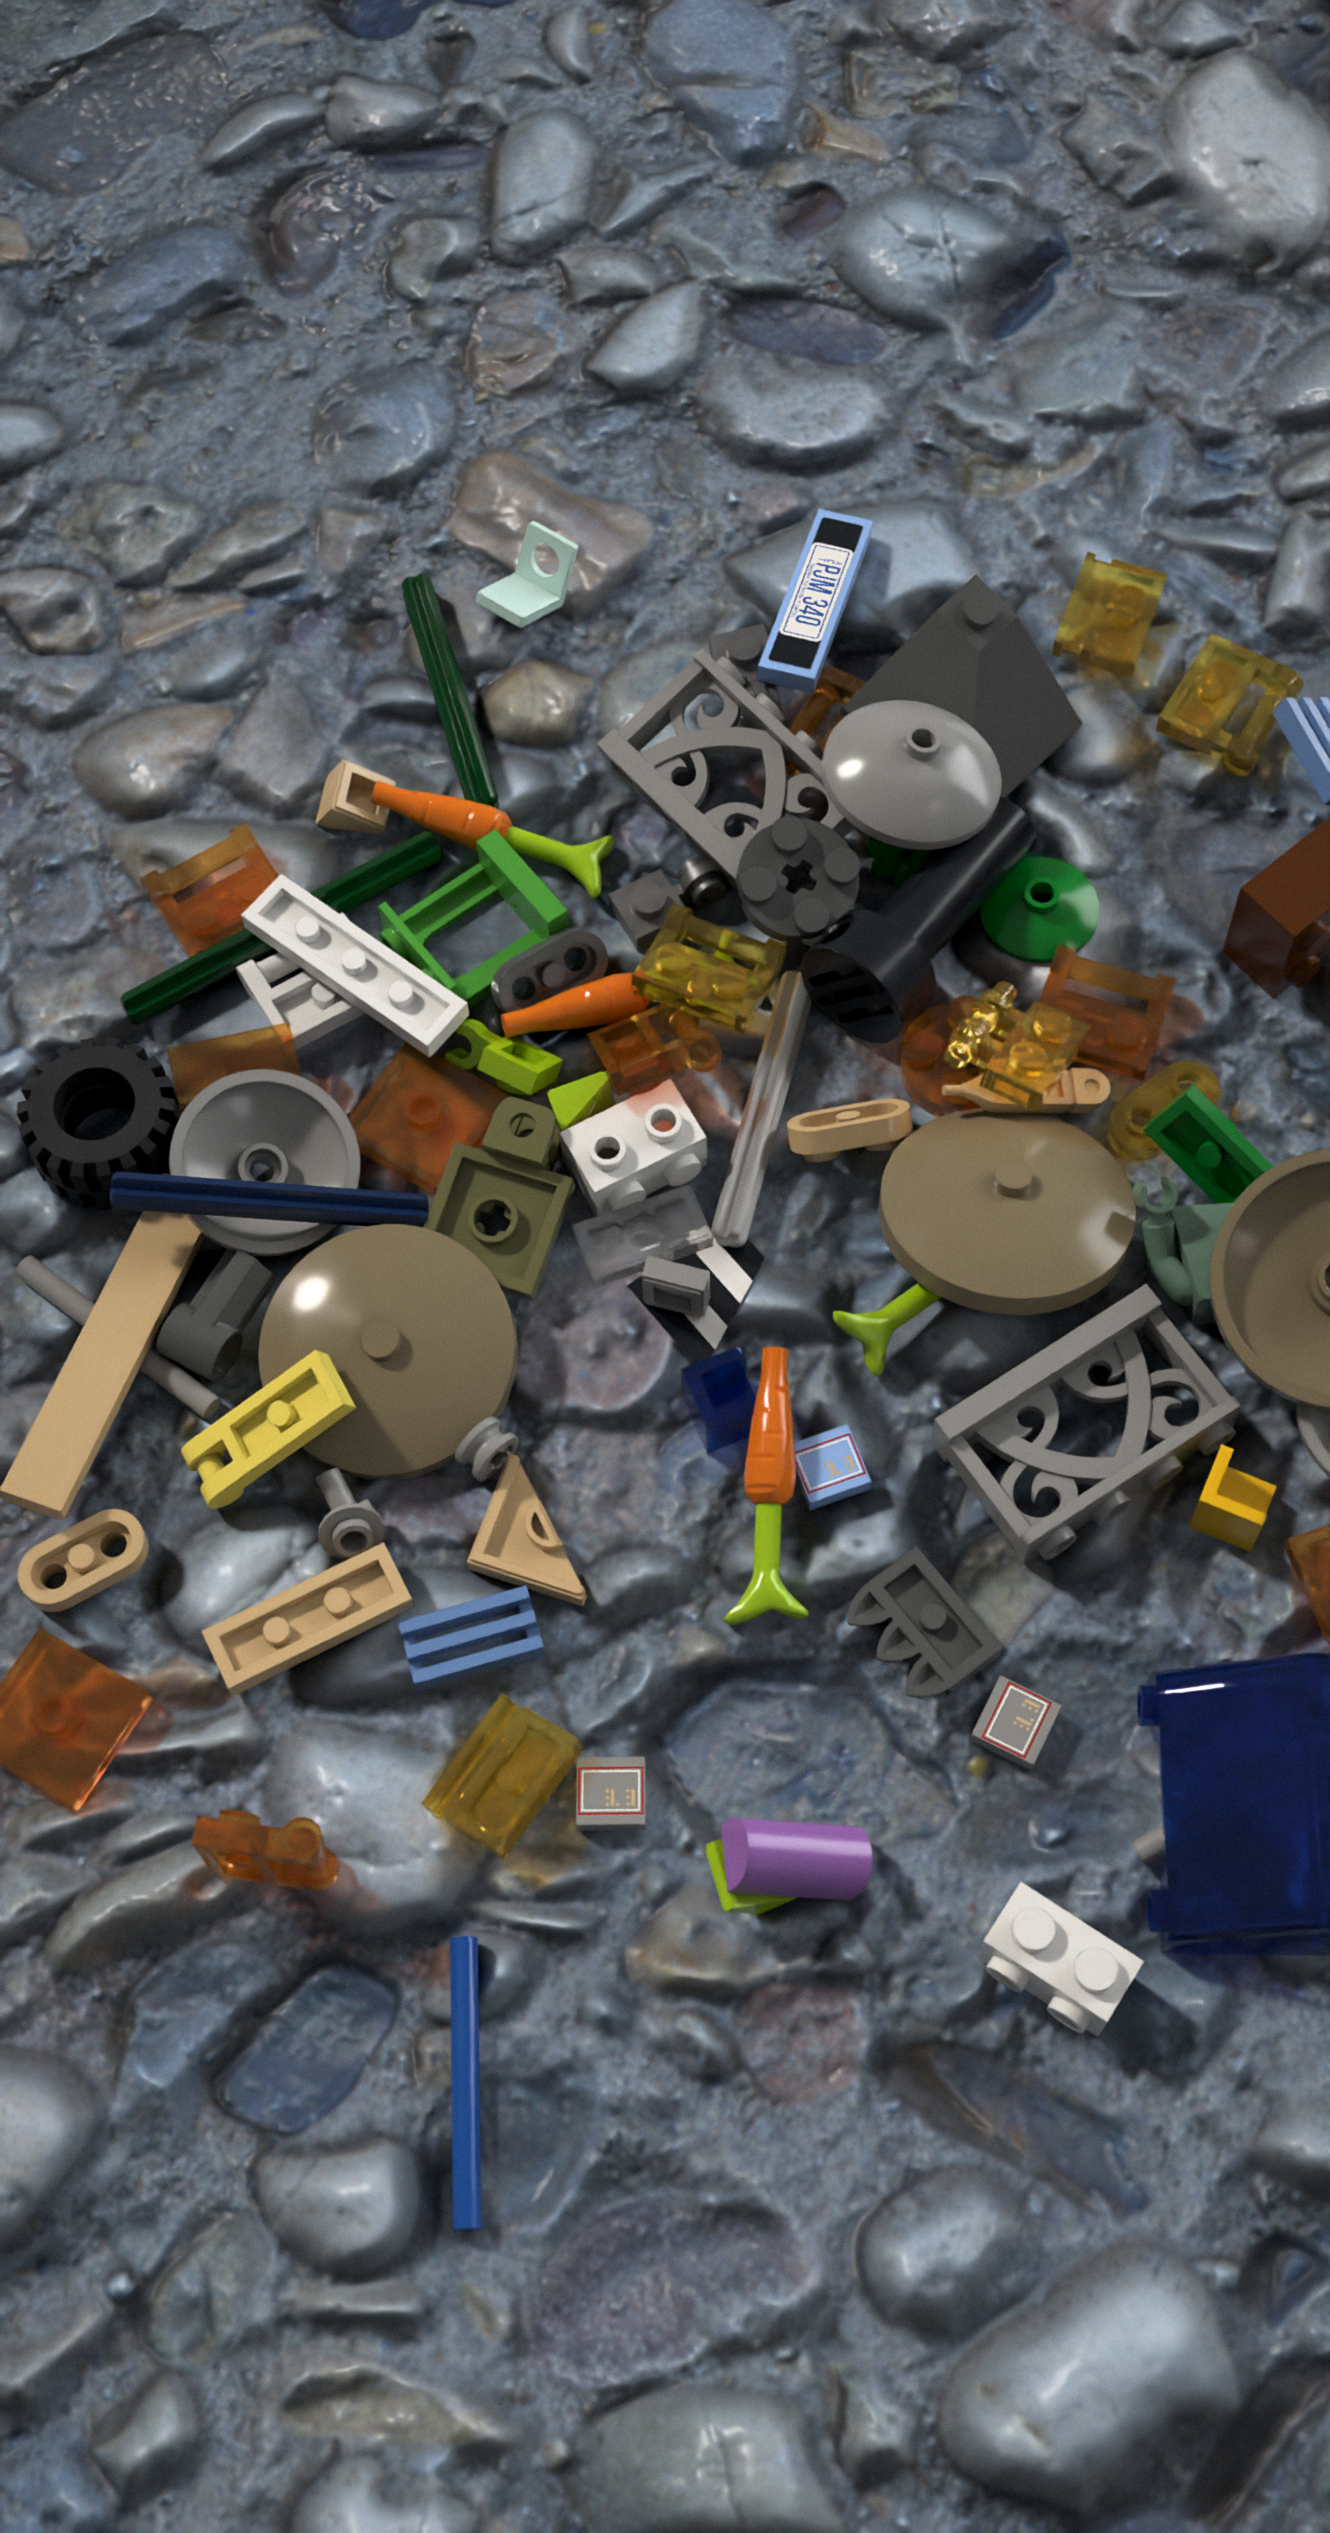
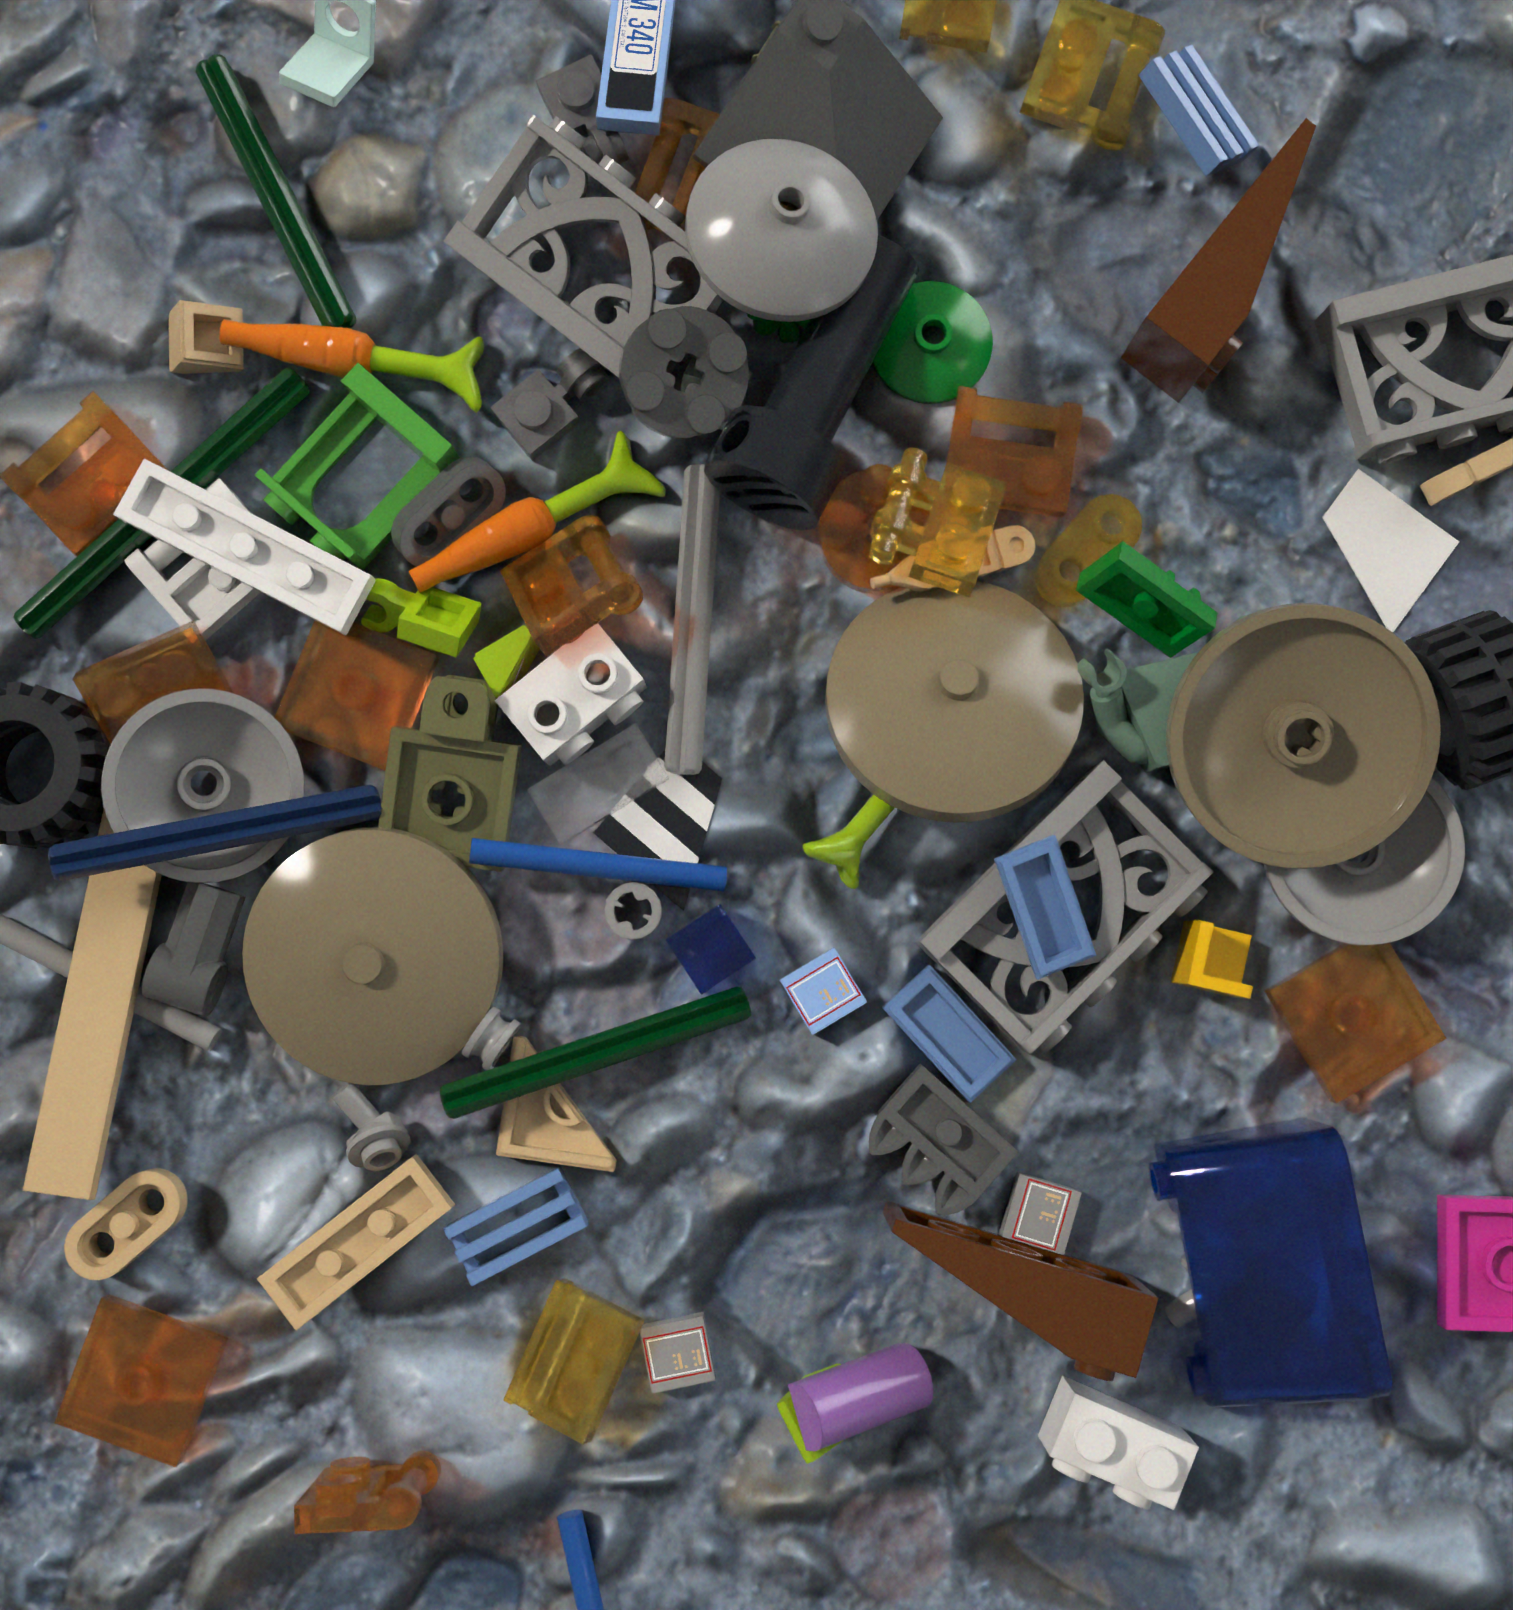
camera: 15 degrees left, 20 degrees up
(267, 1428) = (274, 1065): light yellow plate -> none
(586, 1477) = (594, 1052): none -> dark green axle
(625, 1304) = (597, 864): none -> blue bar
(666, 1345) = (626, 928): none -> light grey bush
(676, 1286) = (642, 838): light grey tile -> none
(702, 982) = (607, 500): clear yellow plate -> none
(769, 1486) = (771, 1028): piece -> none
(828, 1131) = (783, 631): tan plate -> none
(950, 1530) = (949, 1033): none -> medium blue tile
(1007, 1778) = (1071, 1303): none -> reddish brown slope
(1065, 1404) = (1045, 907): none -> medium blue tile

